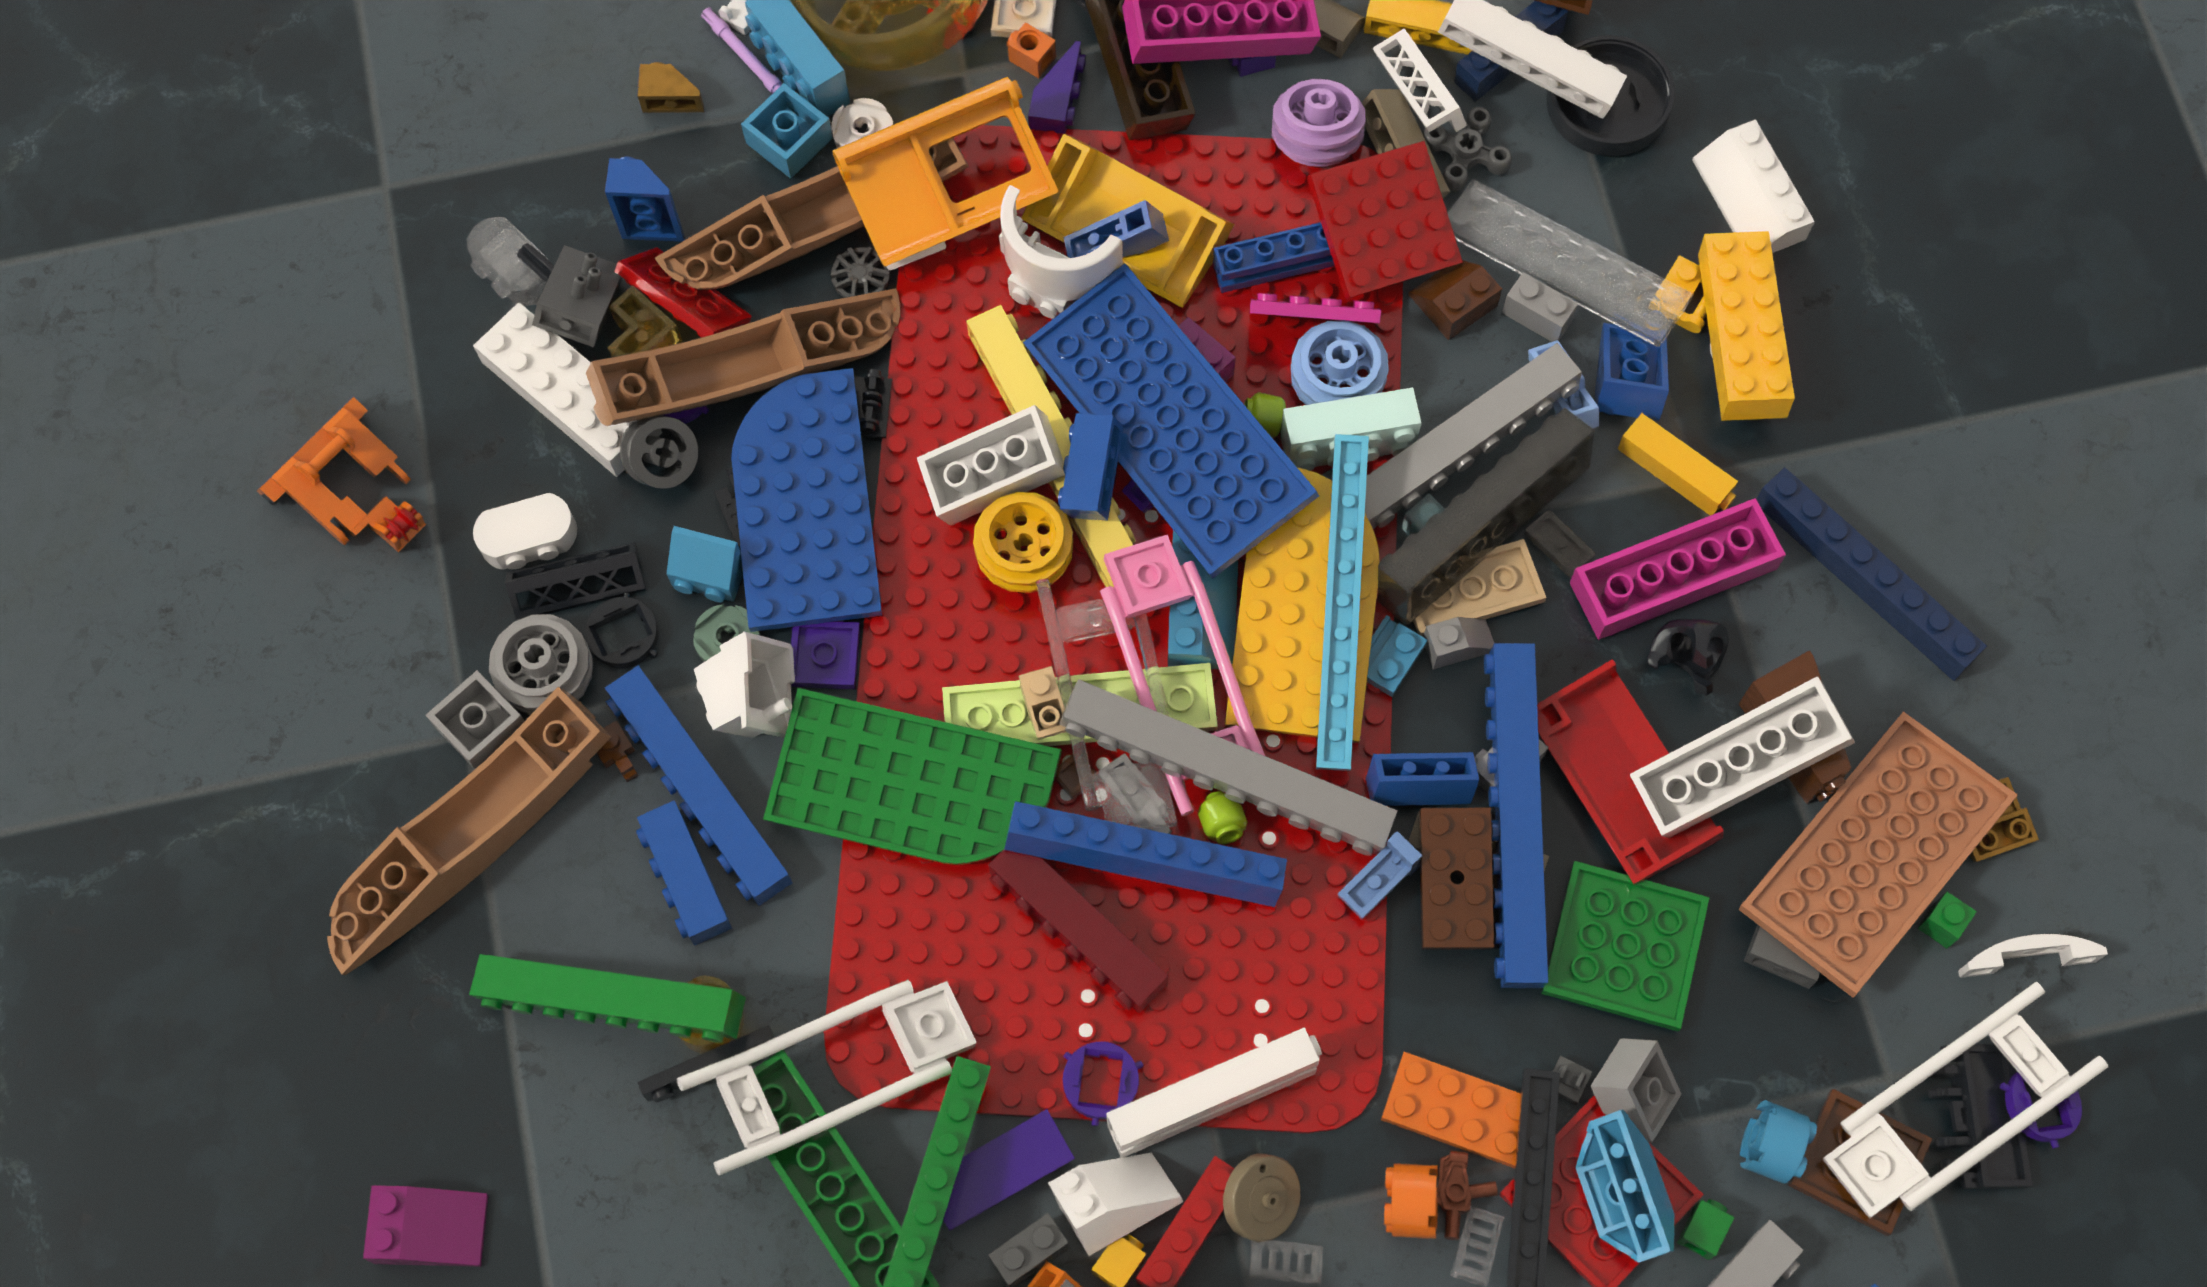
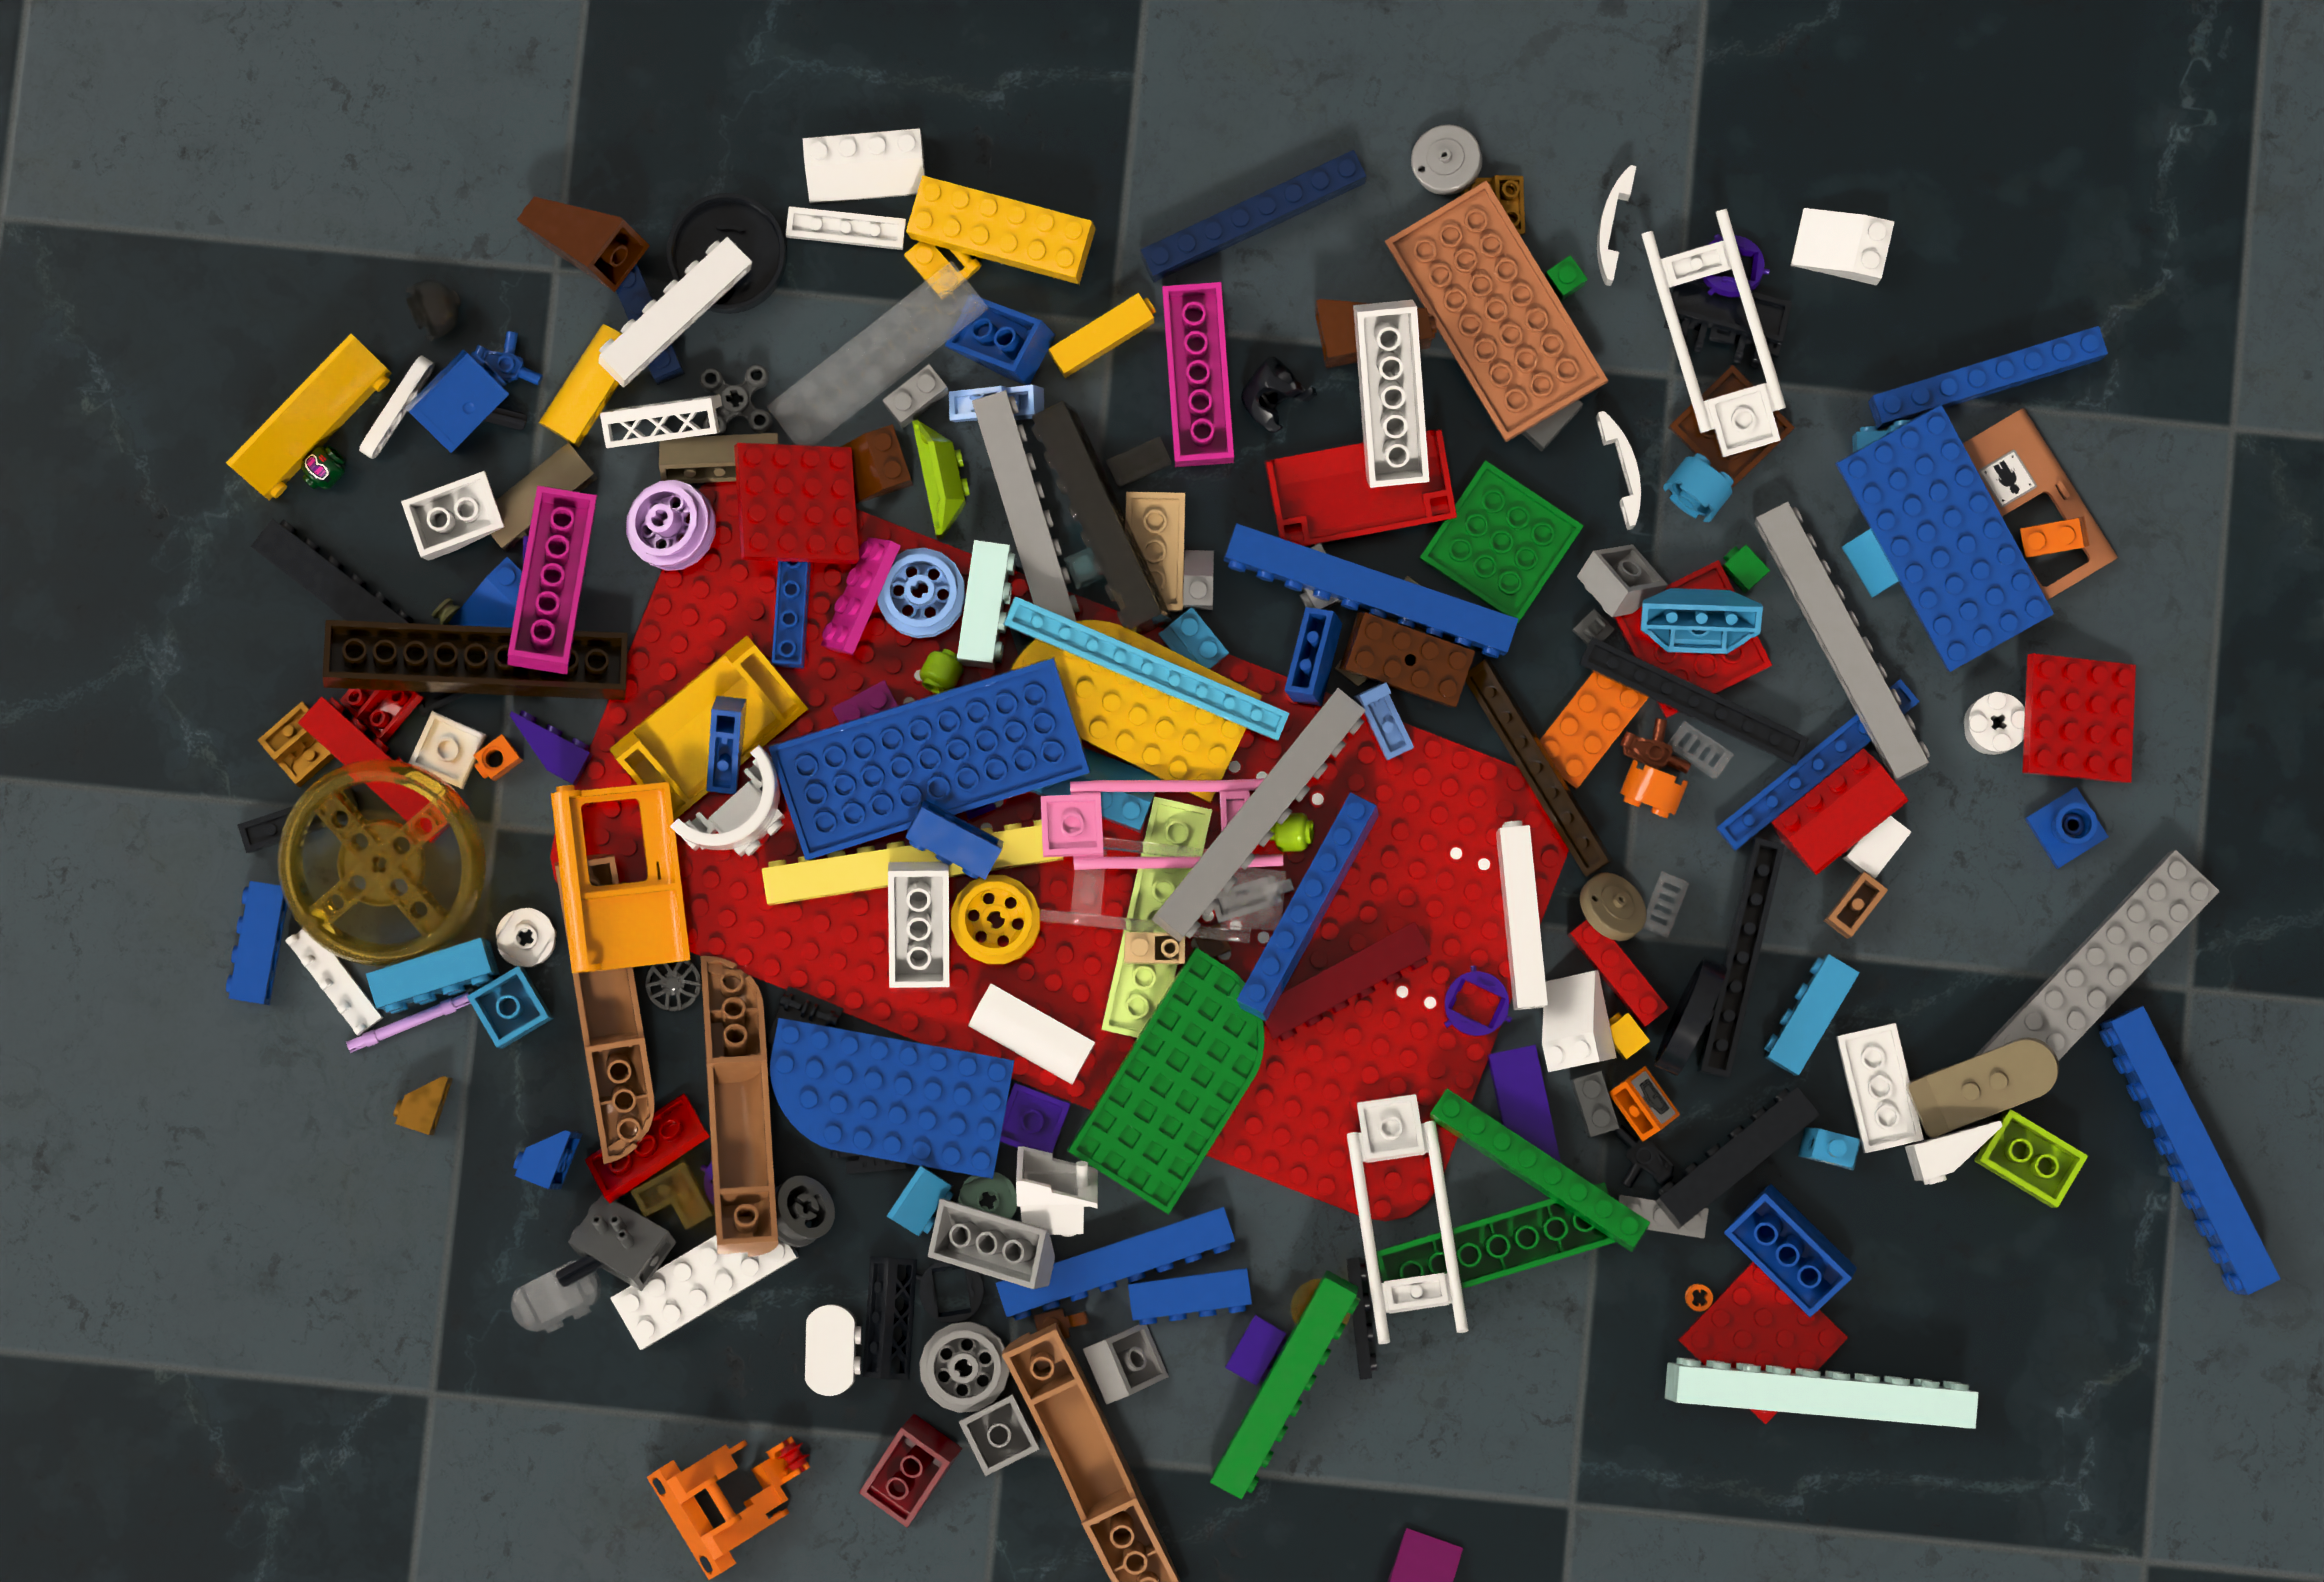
camera: 70 degrees left, 15 degrees up
(420, 647) = (910, 1470): none -> dark red slope
(591, 829) = (1125, 1363): none -> light grey slope
(642, 957) = (1256, 1350): none -> dark purple brick
(672, 644) = (992, 1245): none -> light grey slope
(917, 621) = (1031, 1034): none -> white brick
(1387, 1063) = (1537, 768): none -> dark brown plate
(1464, 359) = (941, 476): none -> lime wedge
(1681, 192) = (845, 228): none -> white plate
(1727, 1072) = (1611, 433): none -> white slope
(2019, 752) = (1446, 159): none -> light grey wheel
(2125, 1225) = (1843, 244): none -> white slope

